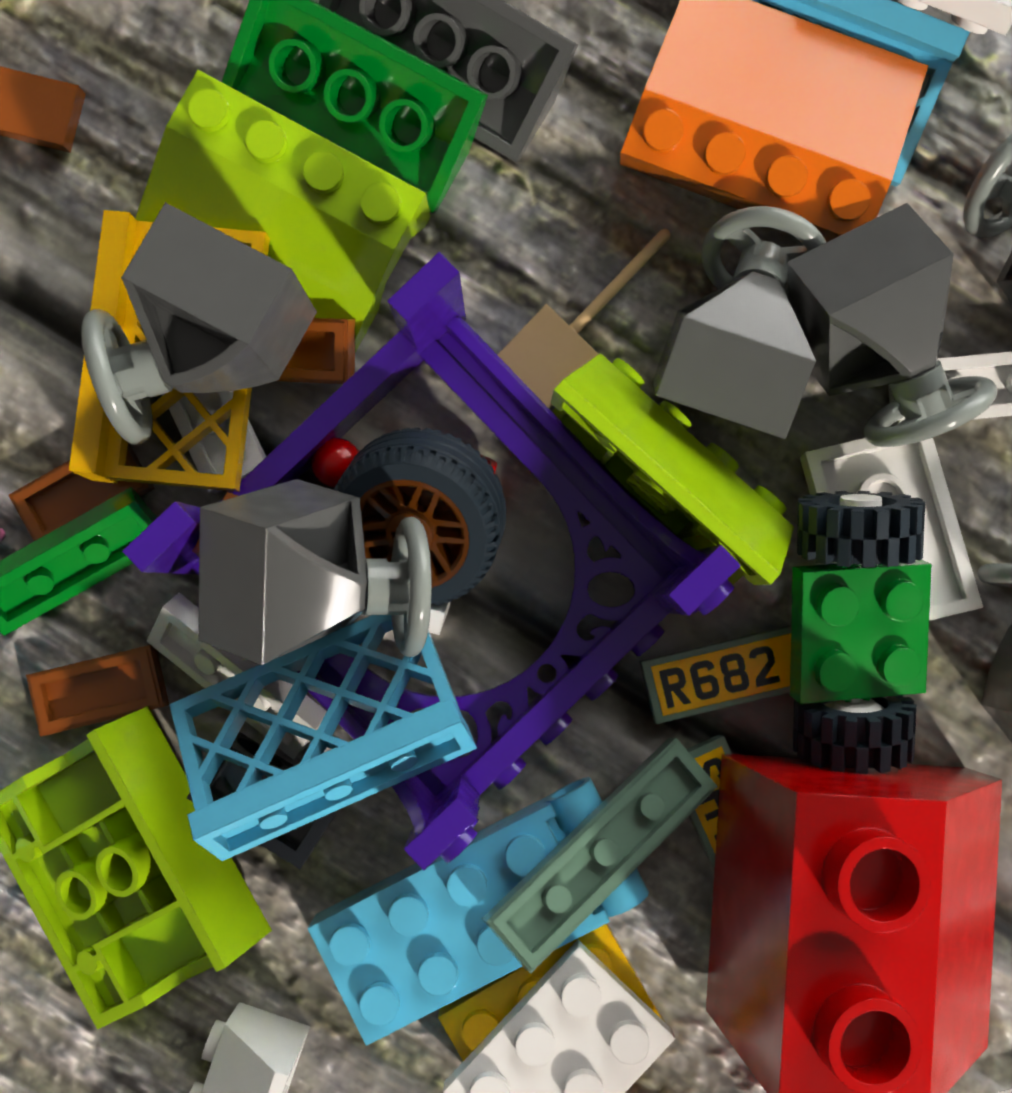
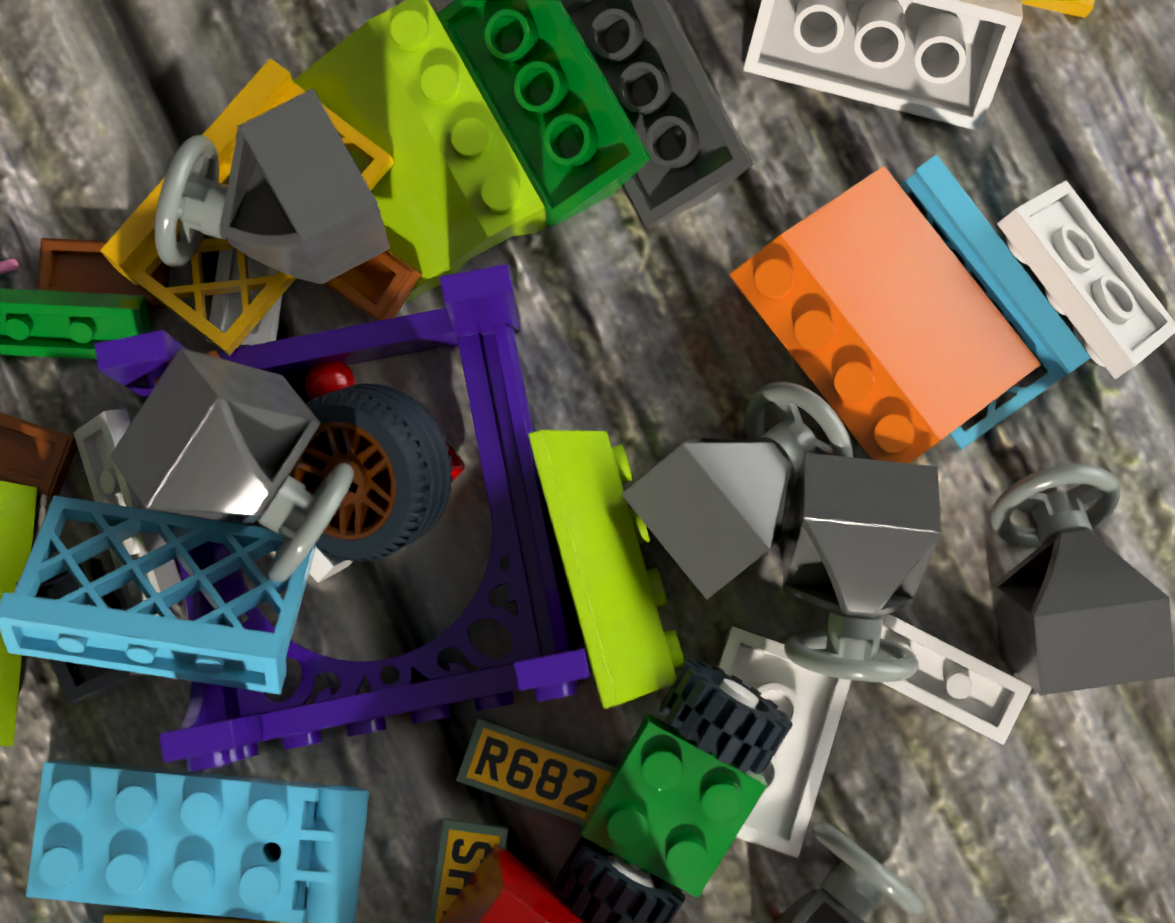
camera: 30 degrees right, 5 degrees down
(551, 349) = (575, 399): tan piece -> none
(599, 854) = (330, 857): sand green tile -> none

